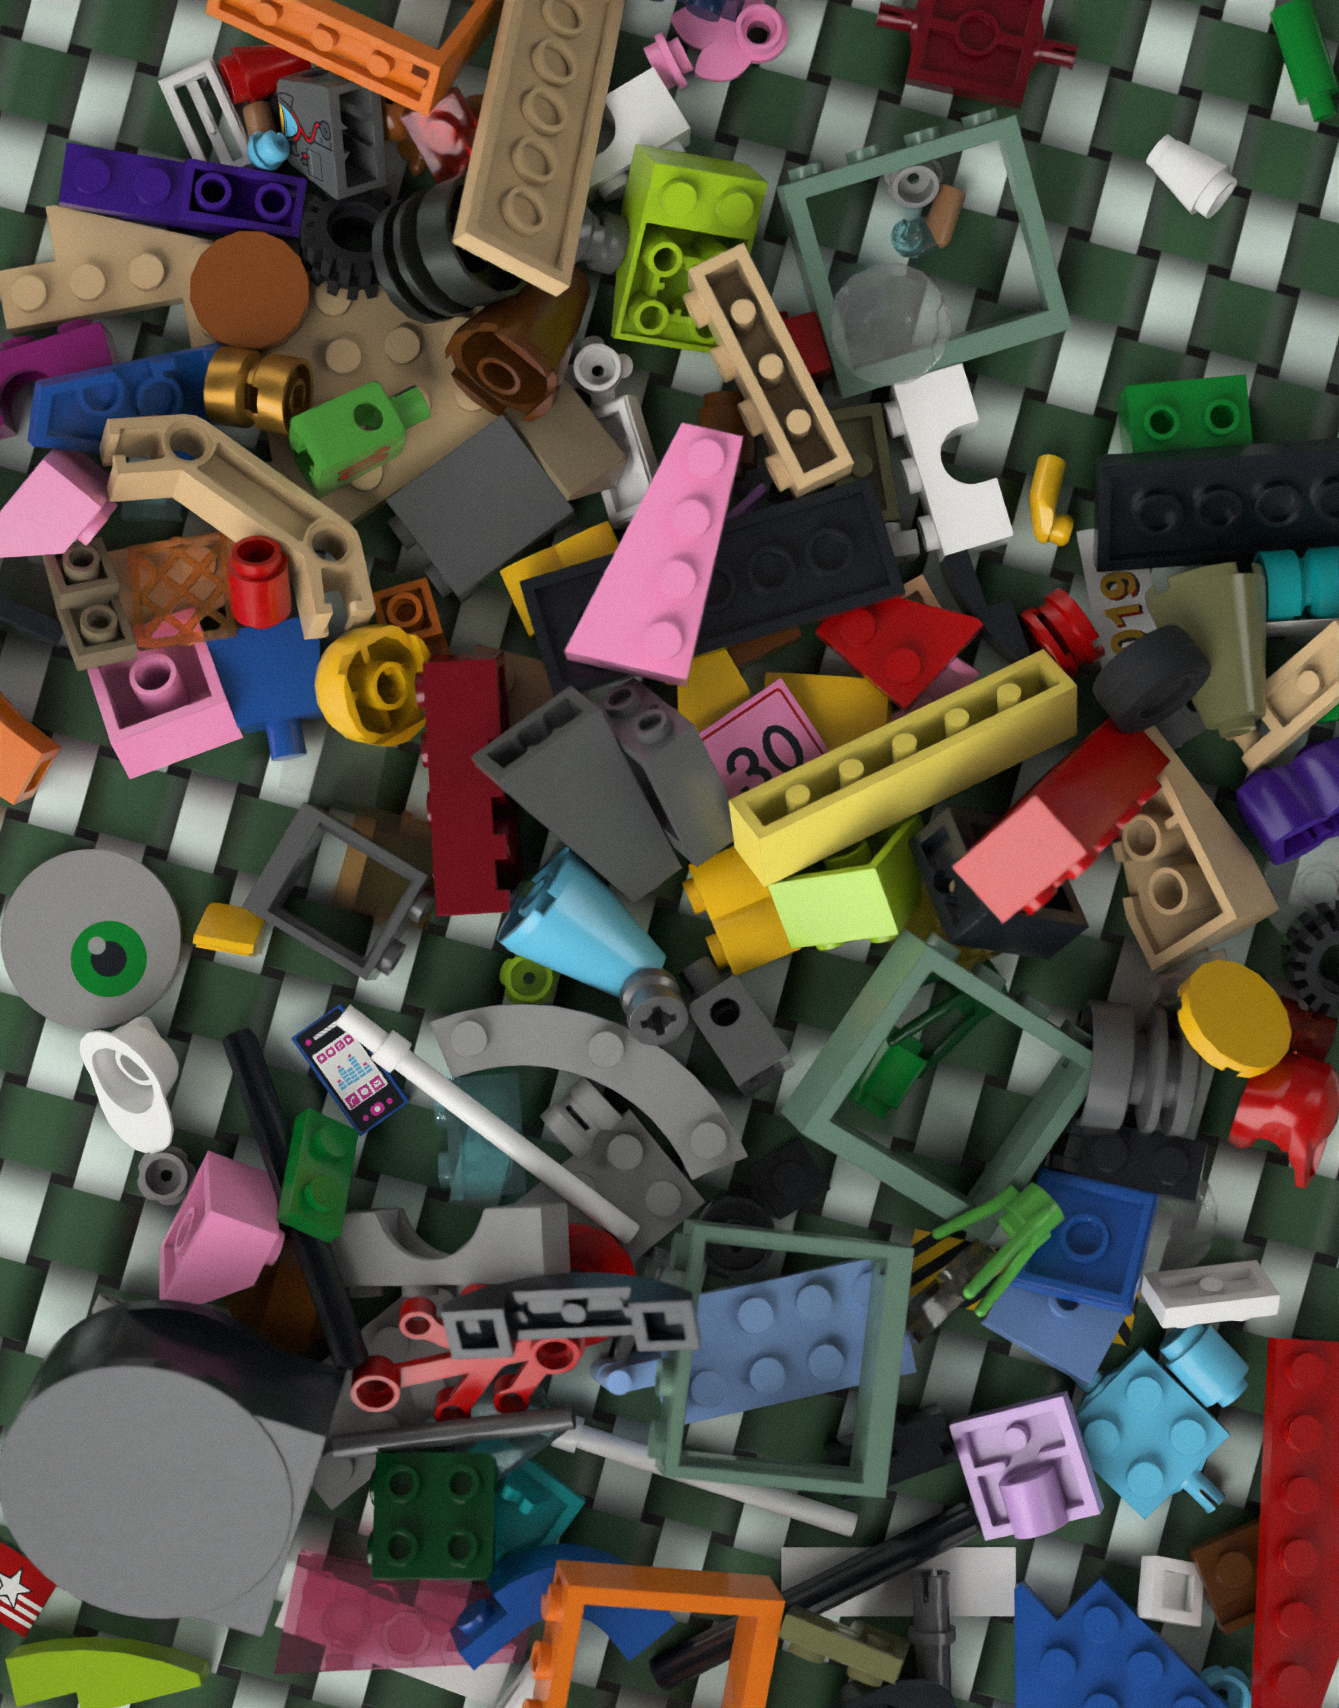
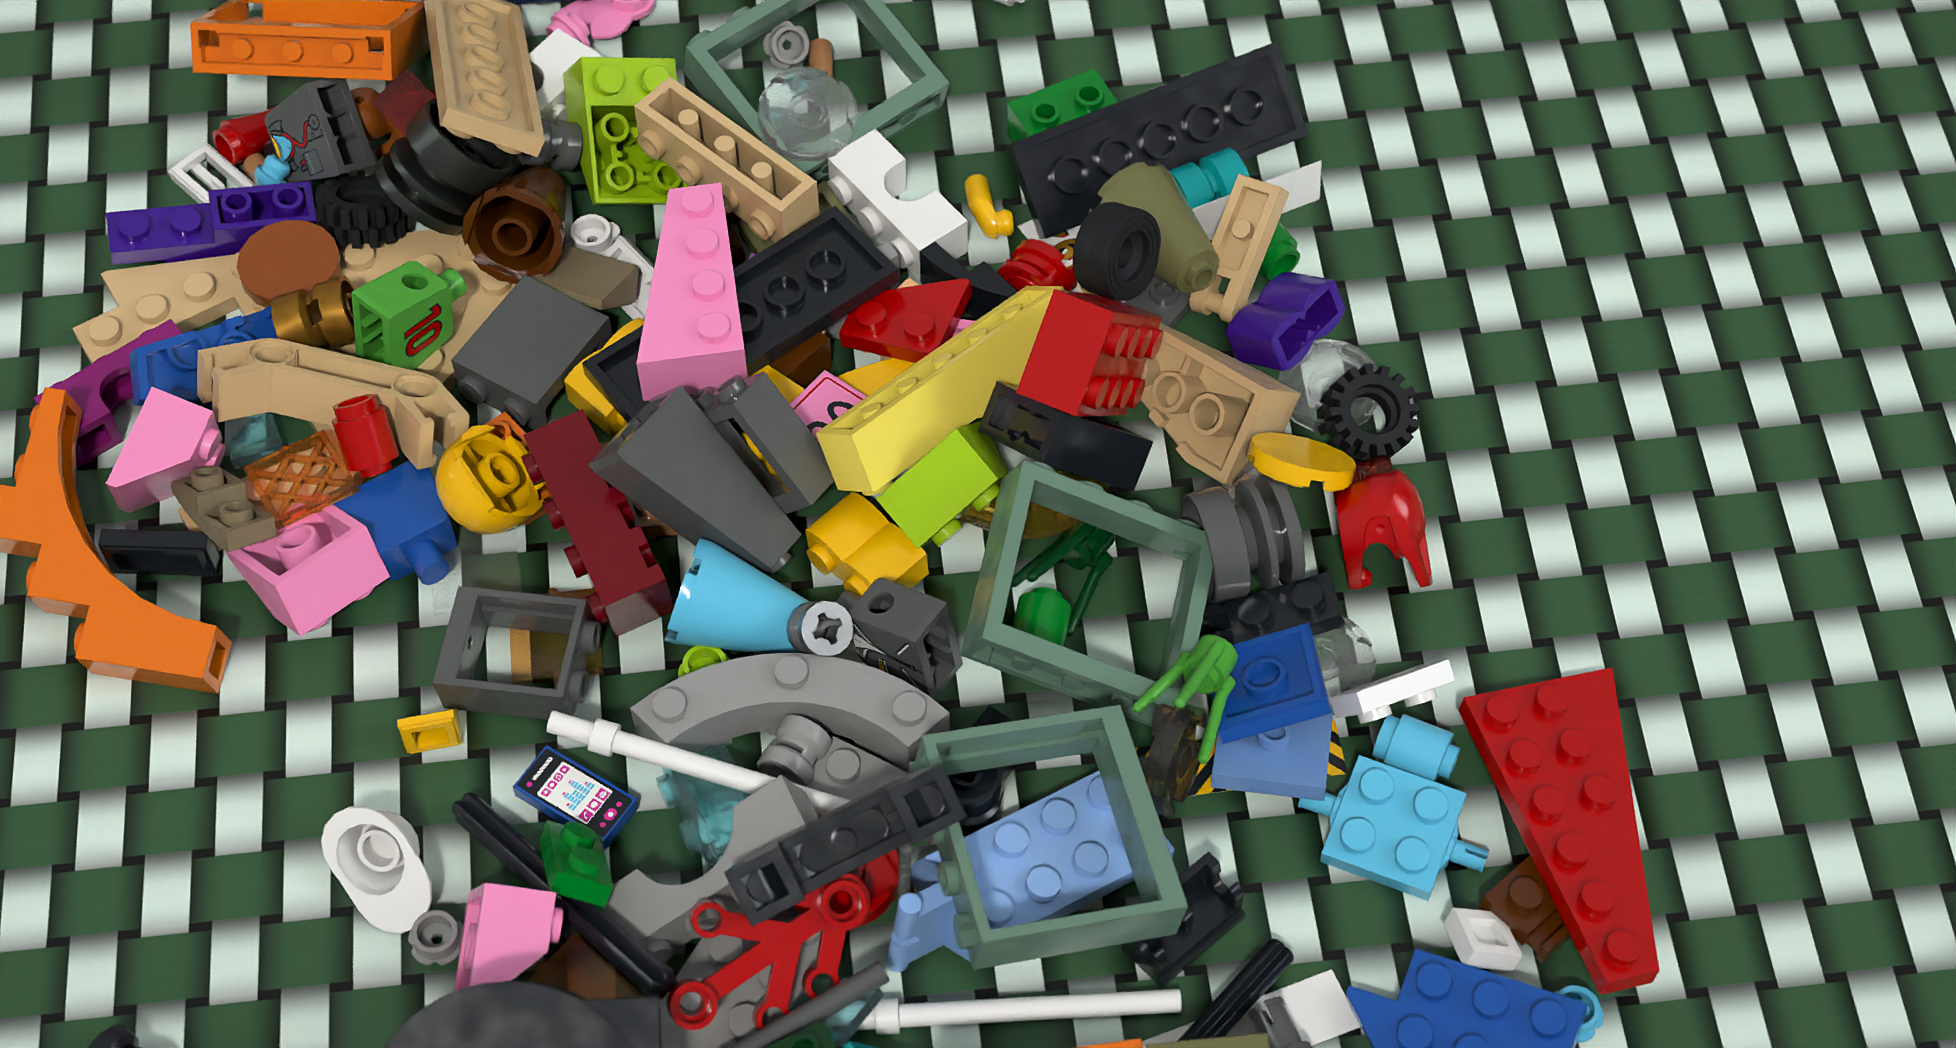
camera: 20 degrees left, 30 degrees down
(92, 939) = (299, 770): light grey tile -> none
(1026, 1467) = (1306, 881): lavender plate -> none

